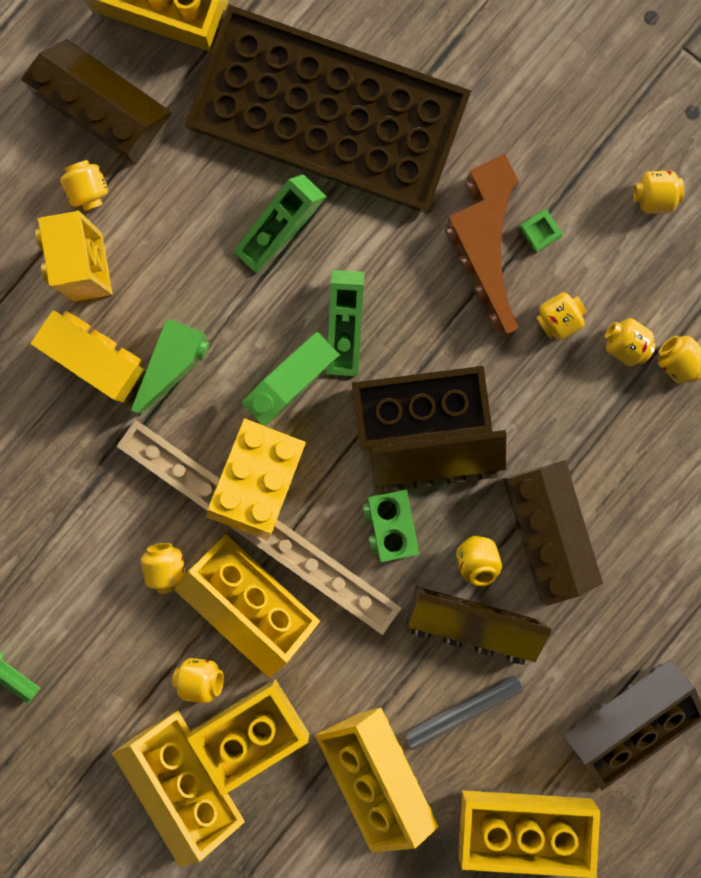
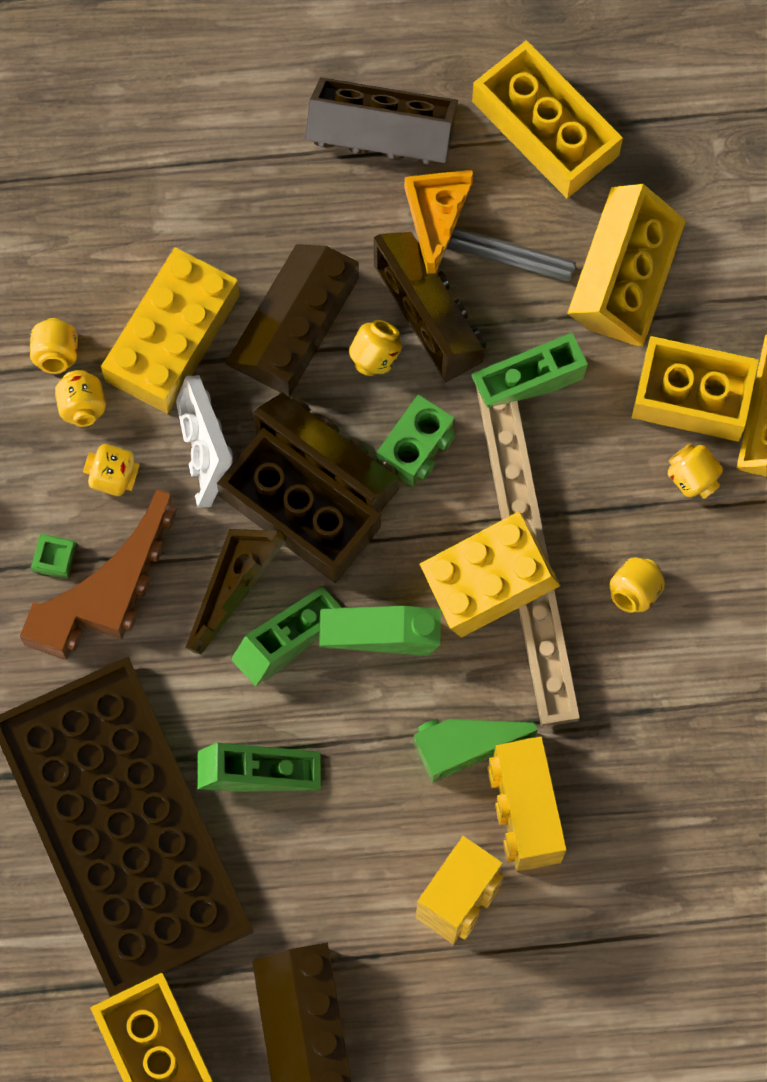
camera: 135 degrees left, 15 degrees down
(84, 185) = (390, 965): yellow head -> none
(247, 606) = (597, 490): yellow slope -> none
(362, 641) = (532, 372): none -> bright green slope
(416, 330) = (238, 567): none -> dark brown wing
(514, 386) = (200, 426): none -> white wing
(538, 697) = (435, 209): none -> light orange wing
(620, 443) = (170, 330): none -> yellow brick

